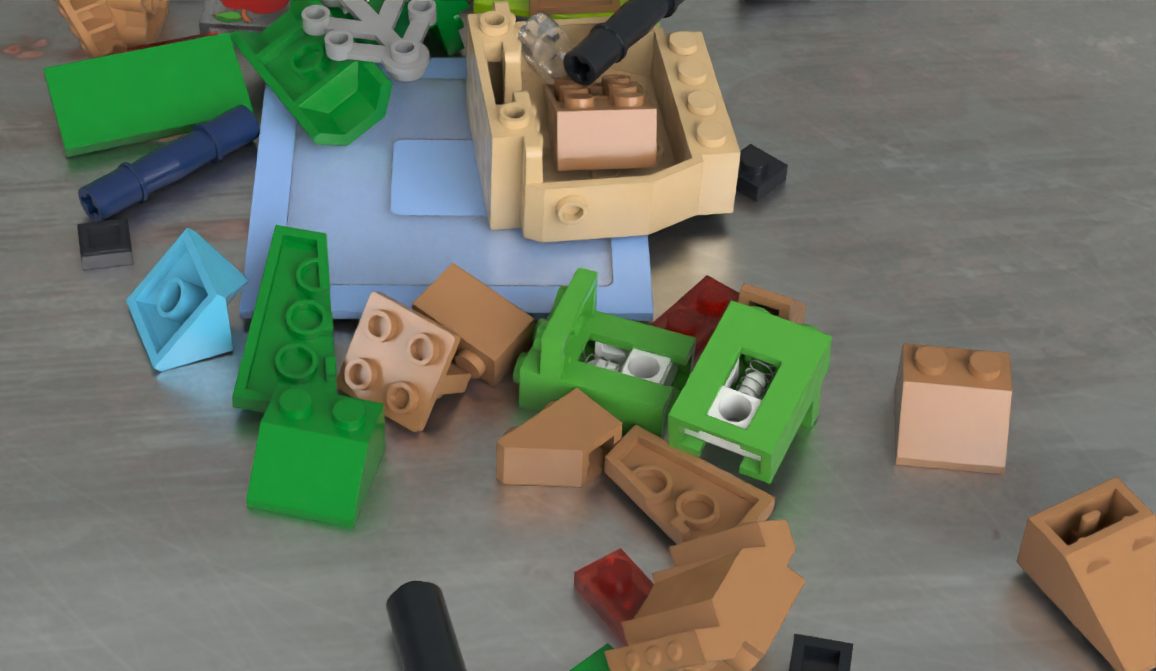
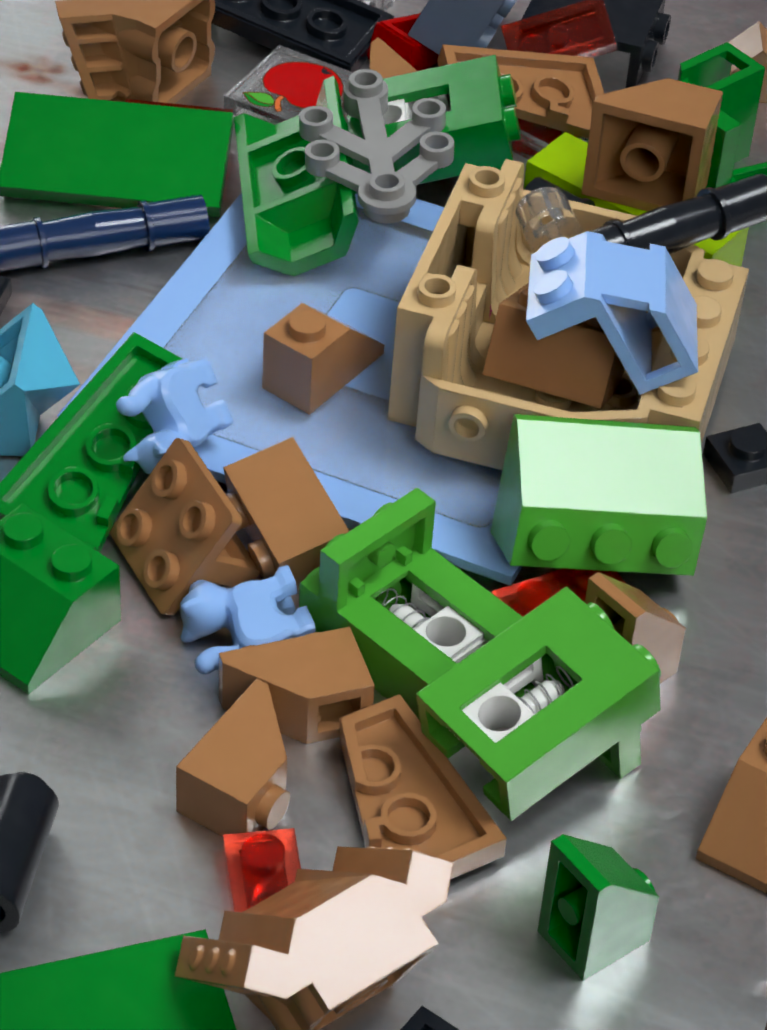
camera: 25 degrees right, 0 degrees up
(347, 274) = (173, 409): none -> light blue animal
(413, 201) = (313, 357): none -> medium nougat slope
(489, 407) = (252, 612): none -> light blue animal
(559, 521) = (237, 769): none -> medium nougat slope
(620, 75) = (617, 285): none -> light blue piece
(694, 231) = (601, 496): none -> slope
(864, 522) = (594, 905): none -> green slope

